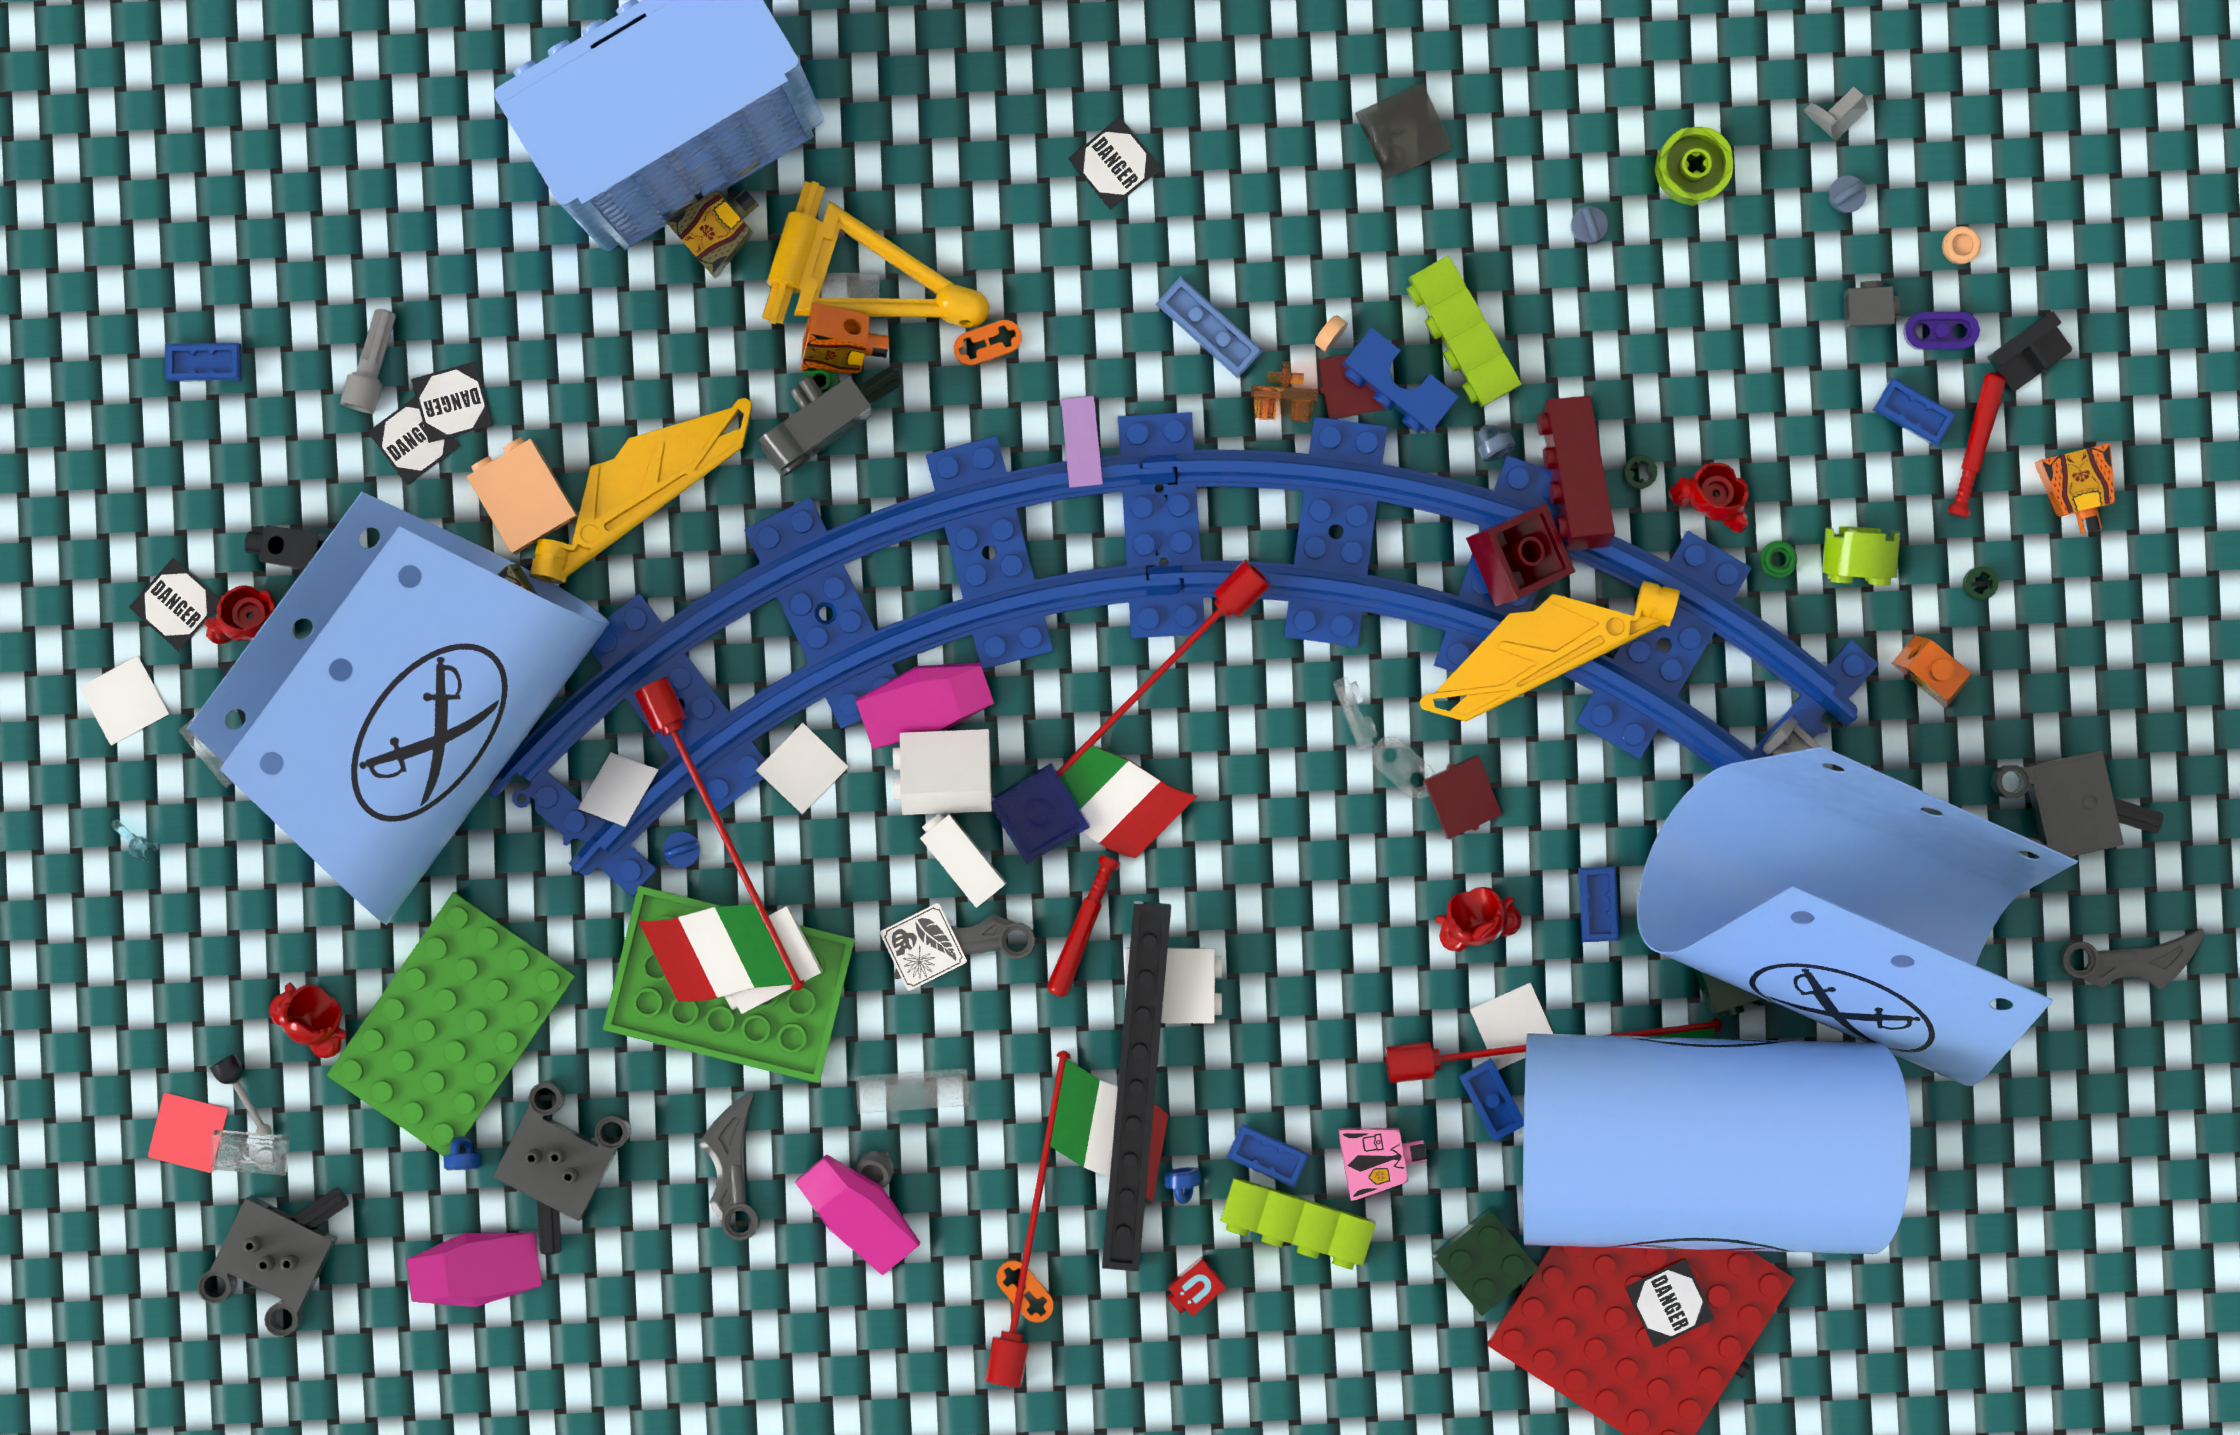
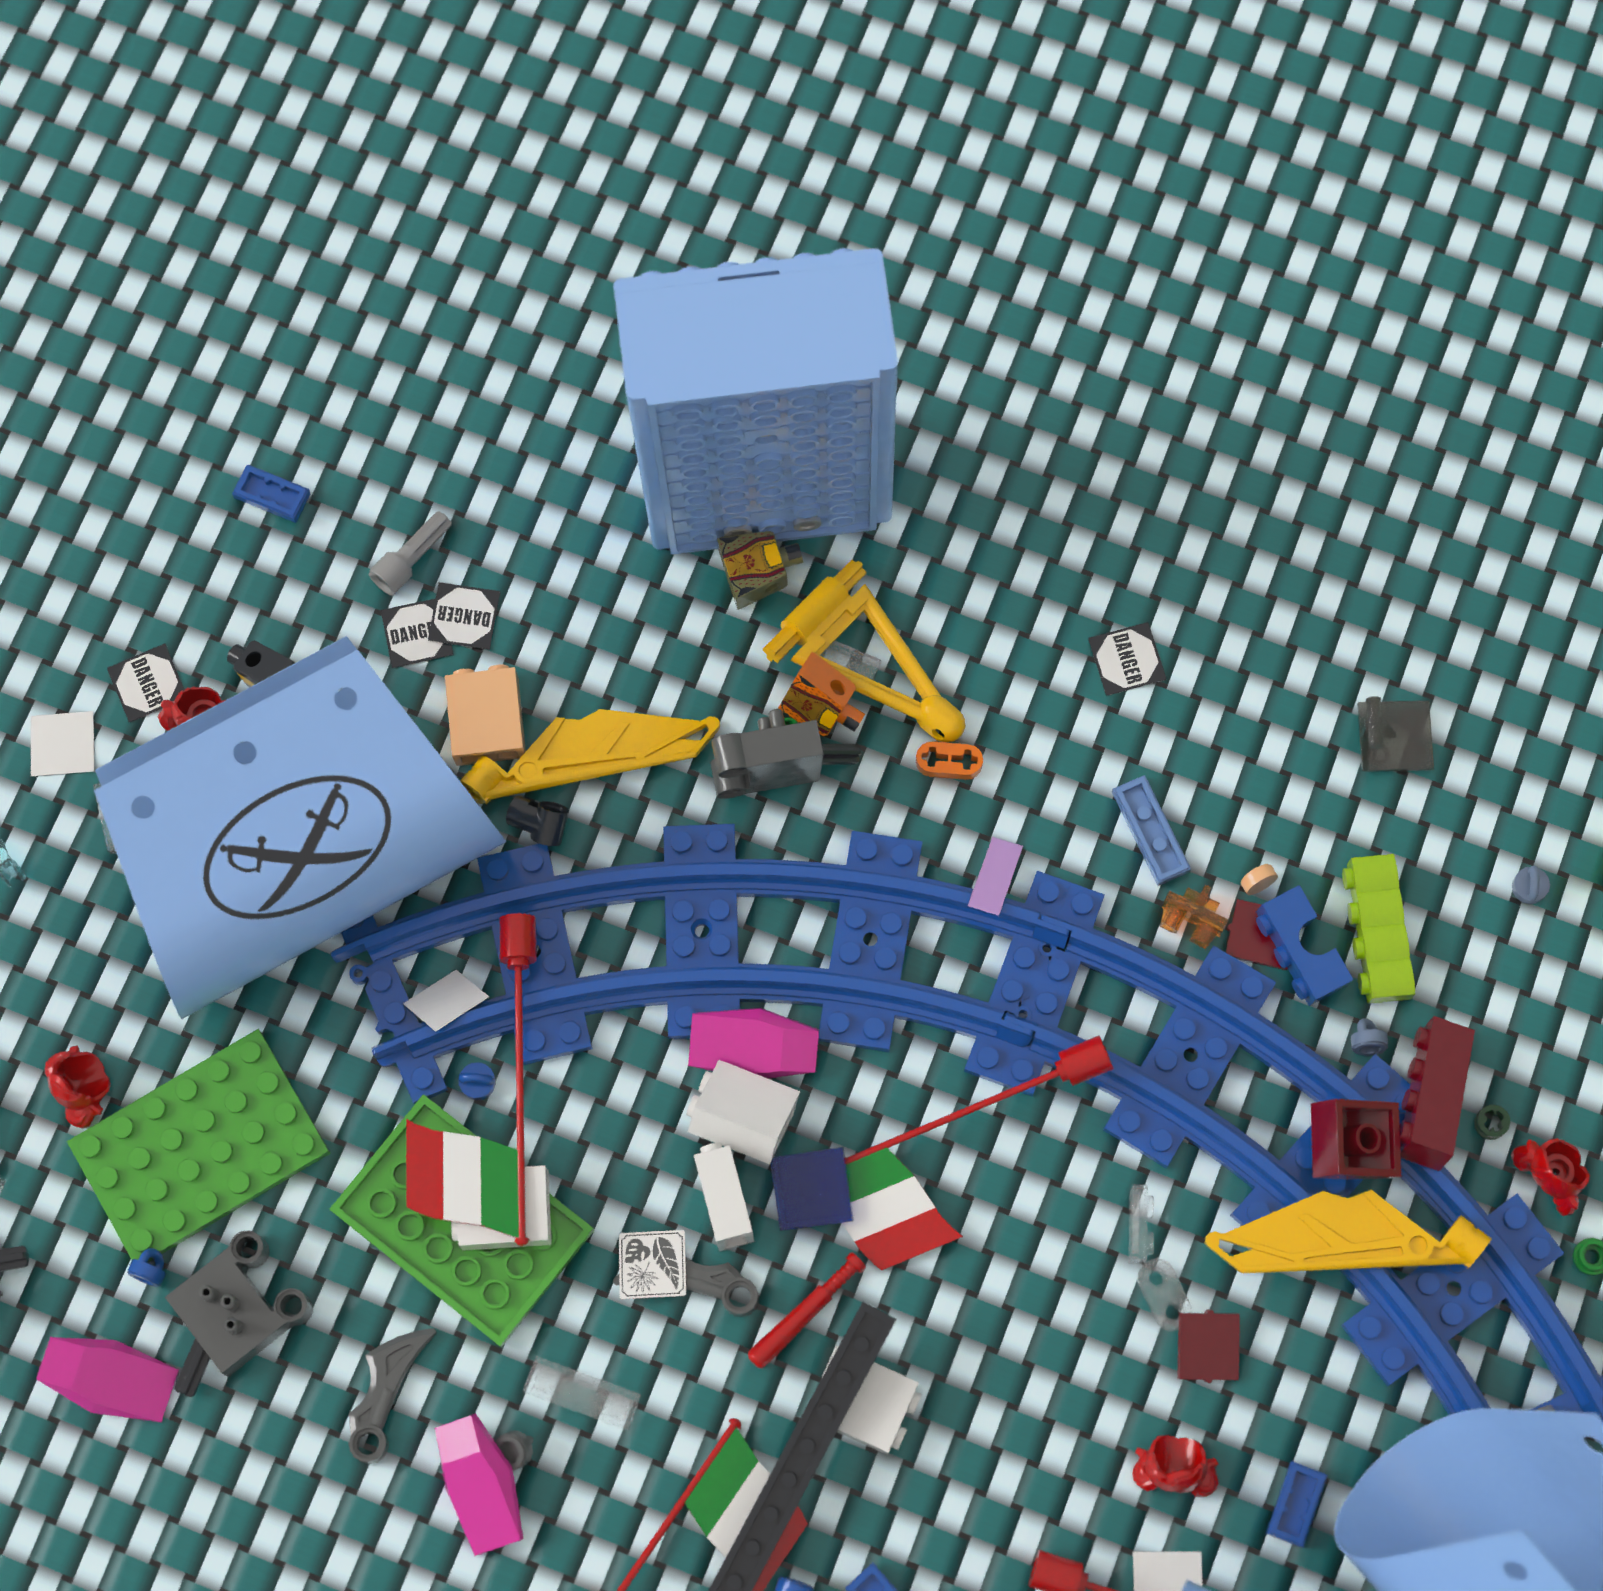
camera: 25 degrees right, 15 degrees down
(626, 575) = (543, 820): none -> black piece
(802, 768) = (617, 1056): white sticker -> none

